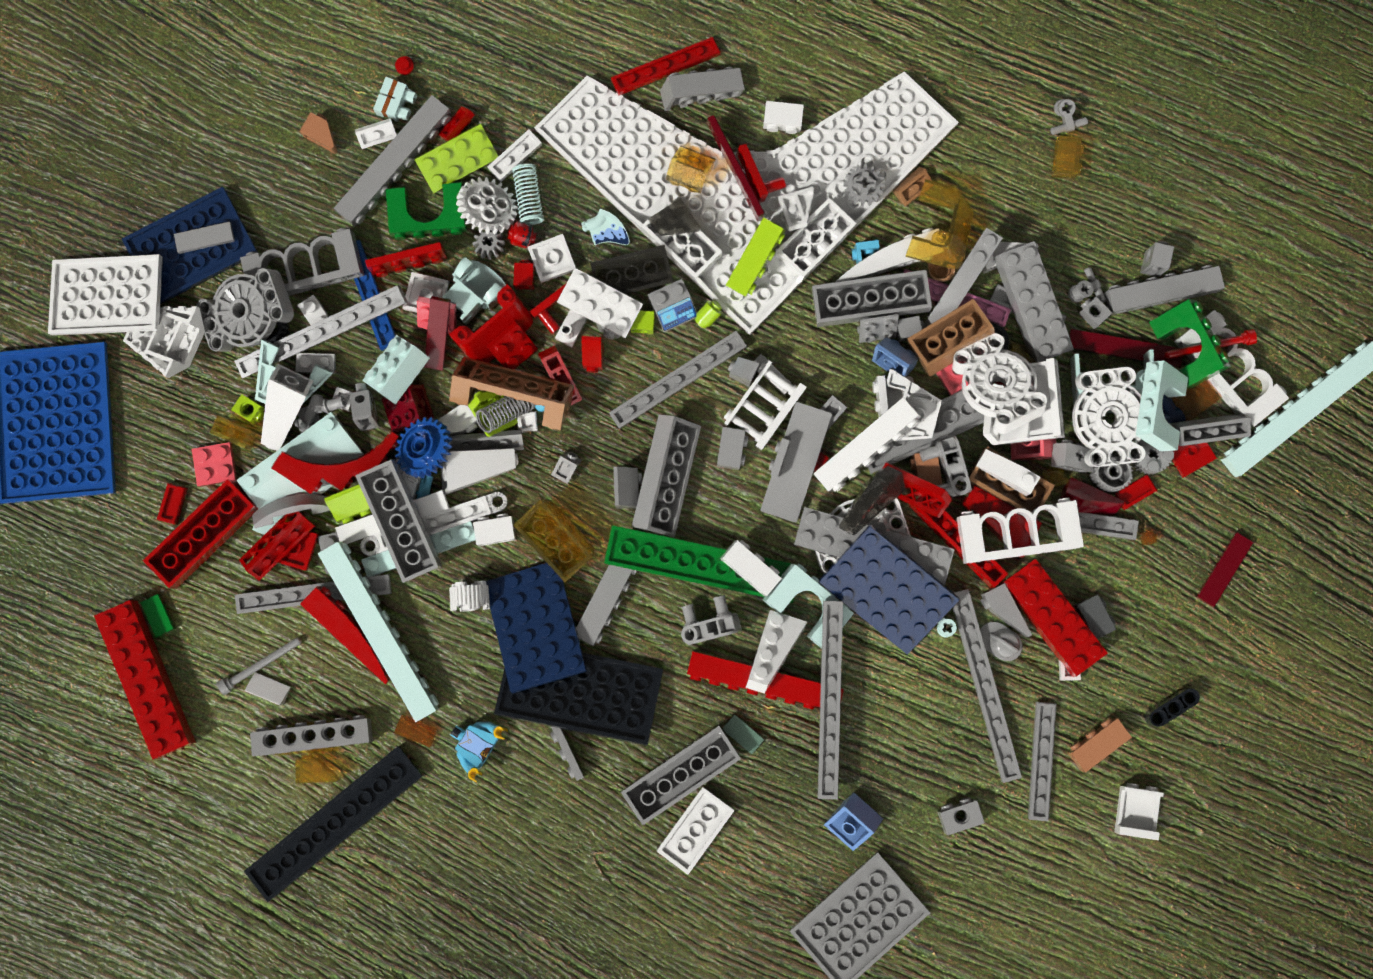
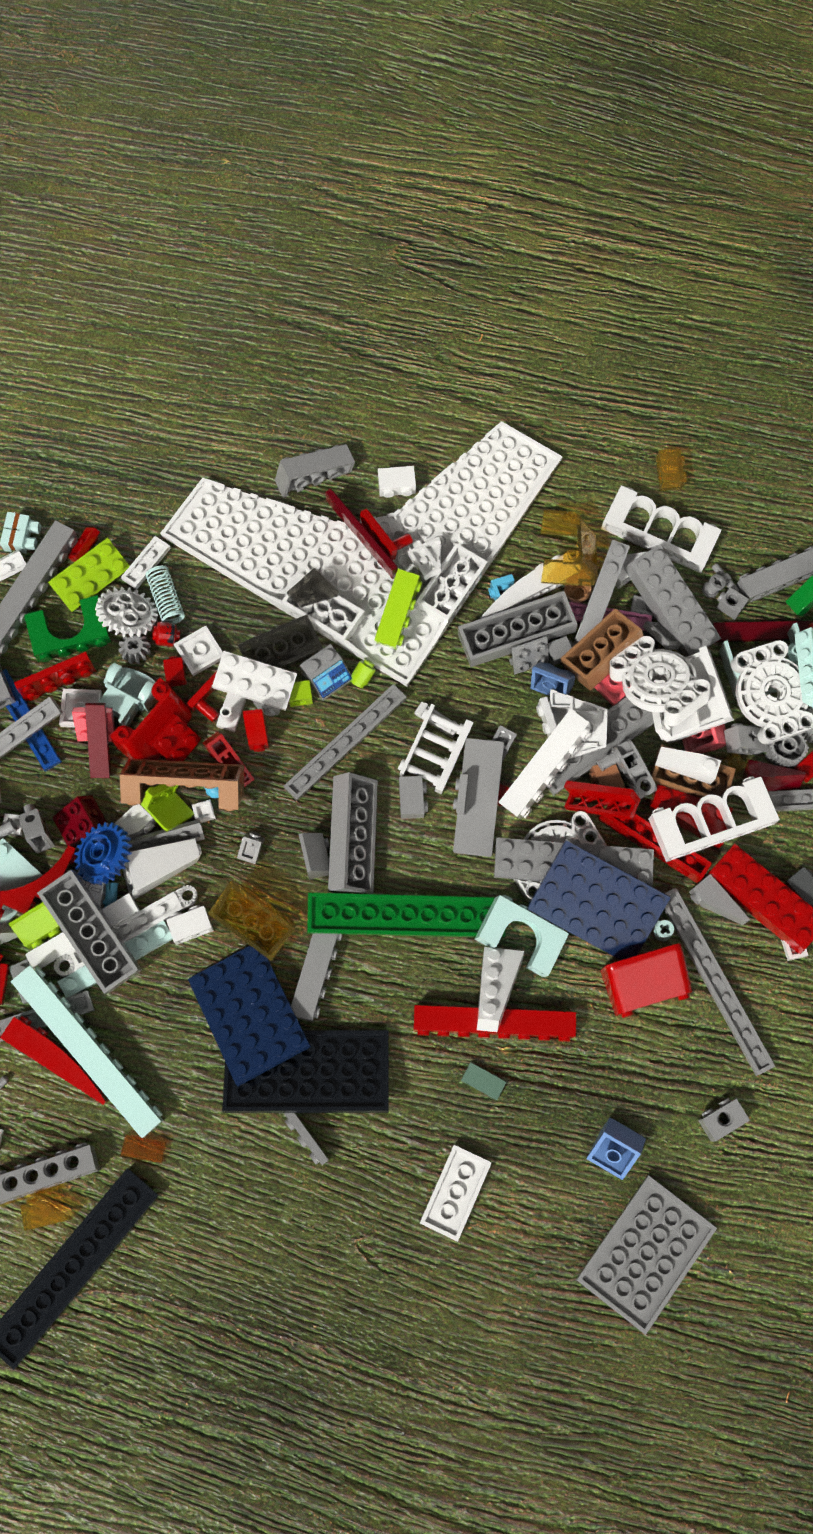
camera: 15 degrees left, 10 degrees down
(395, 369) = (62, 783): light aqua brick -> none
(404, 65) = (24, 500): red plate -> none
(469, 596) = (175, 995): white brick -> none
(476, 745) = (210, 1149): torso -> none
(490, 419) = (161, 806): light grey piece -> none
(606, 228) = (247, 614): arm -> none
(665, 66) = (271, 458): red tile -> none
(680, 775) = (428, 1136): light grey brick -> none
(690, 169) = (317, 542): clear yellow slope -> none
(722, 625) = (433, 976): light grey piece -> none
(743, 370) = (408, 720): light grey slope -> none
(751, 567) = (456, 908): white brick -> none
(830, 700) = (565, 1026): light grey plate -> none
(871, 185) = (490, 519): light grey gear -> none
(872, 499) = (562, 816): clear smoke wedge -> none
(911, 186) = (531, 522): medium nougat slope -> none
(919, 672) = (647, 979): none -> windscreen
(1001, 641) = (720, 934): light grey piece -> none
(1014, 333) = (661, 635): none -> light grey tile
(1042, 761) = (790, 1046): light grey tile -> none
(1068, 123) = (661, 434): light grey piece -> none
(1085, 235) = (627, 499): none -> white fence
(1157, 259) = (778, 543): light grey brick -> none

